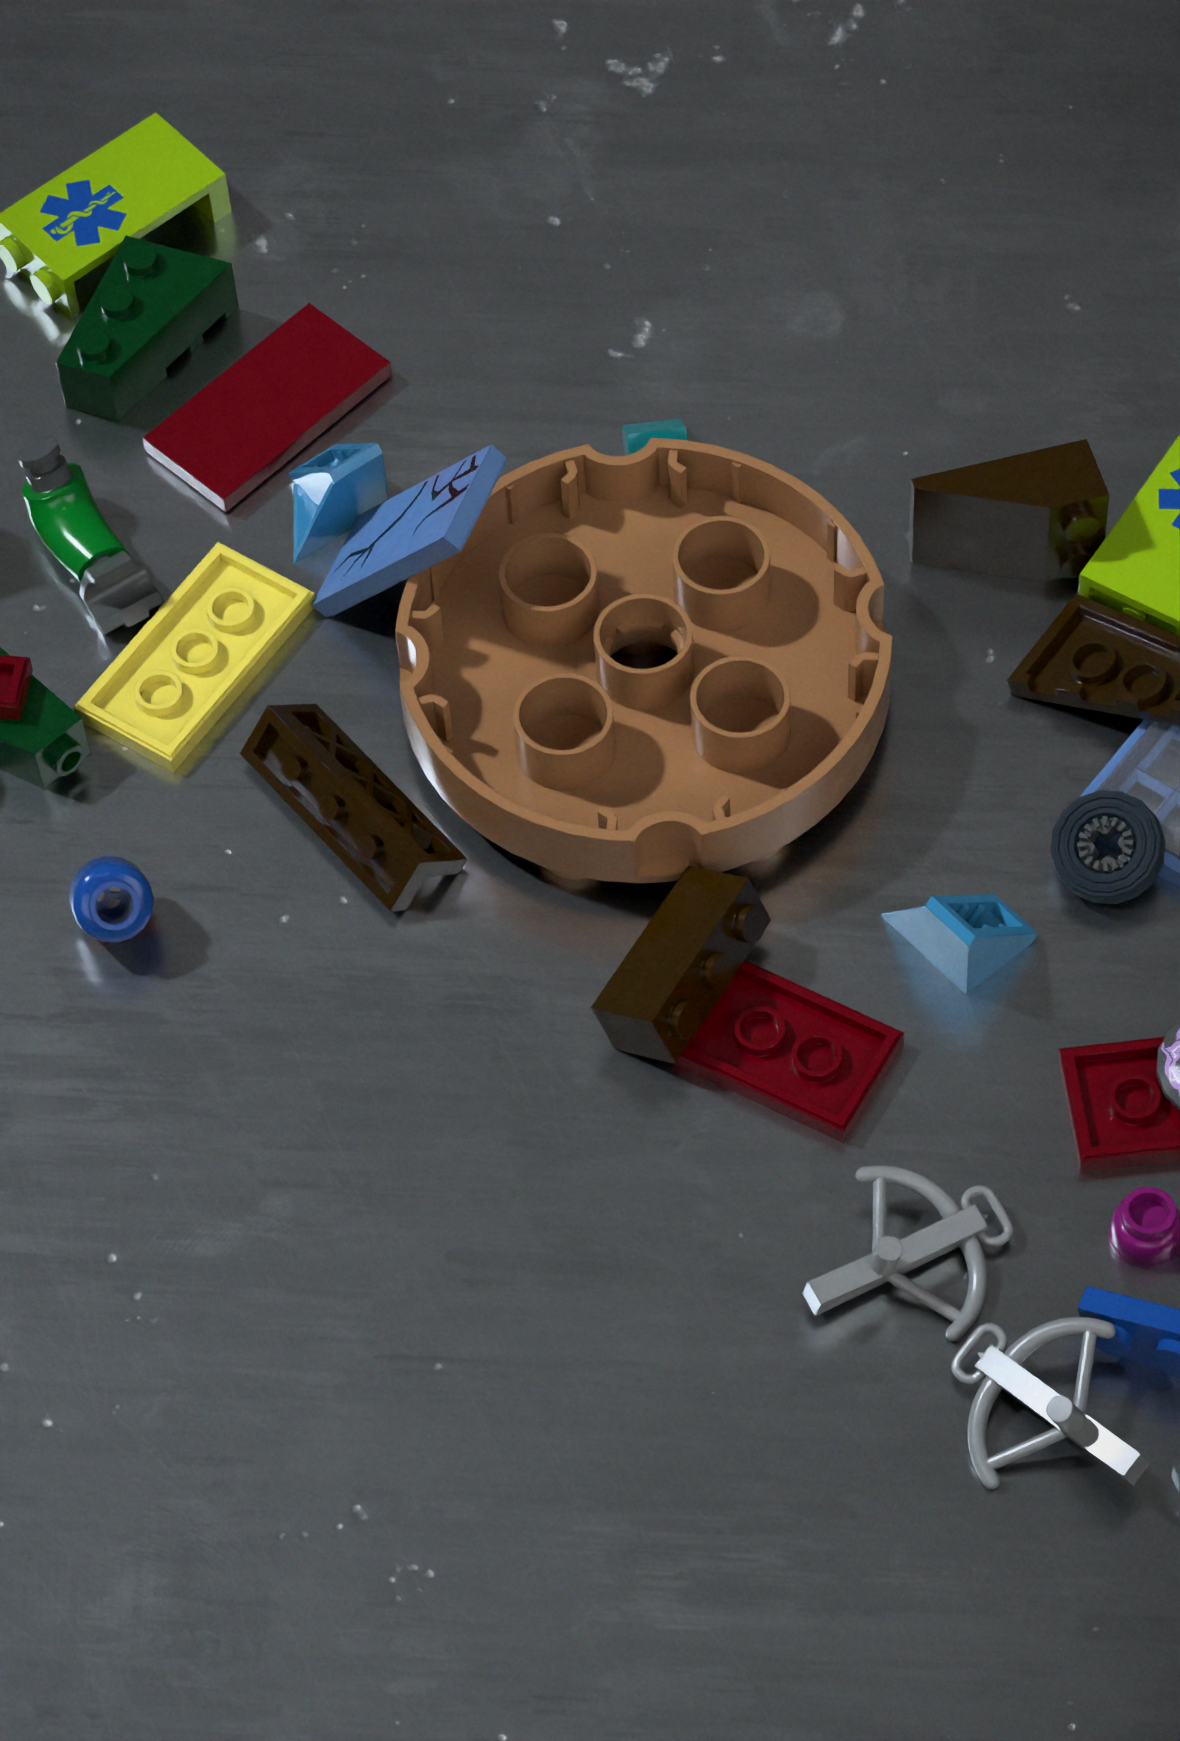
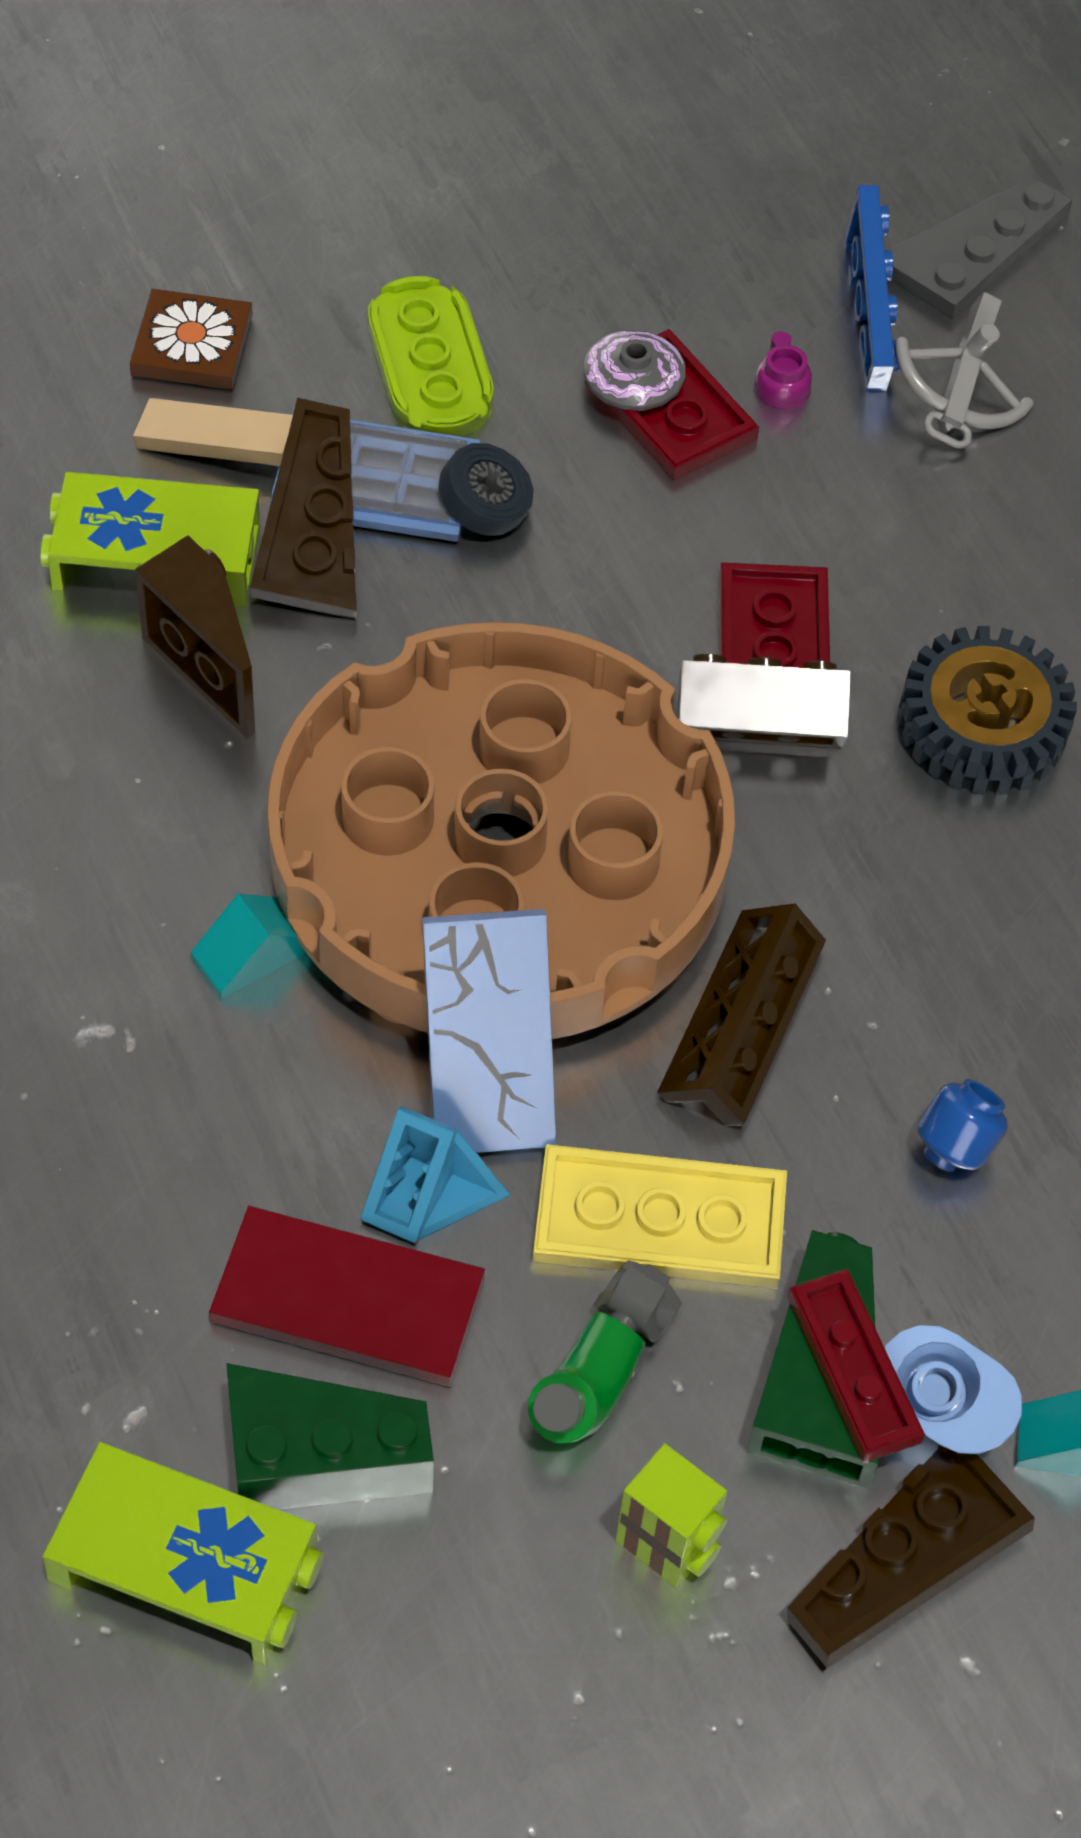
camera: 125 degrees left, 0 degrees up
(573, 1225) = (973, 733): none -> wheel
(895, 1257) = (904, 497): light grey piece -> none
(964, 935) = (610, 554): dark azure slope -> none

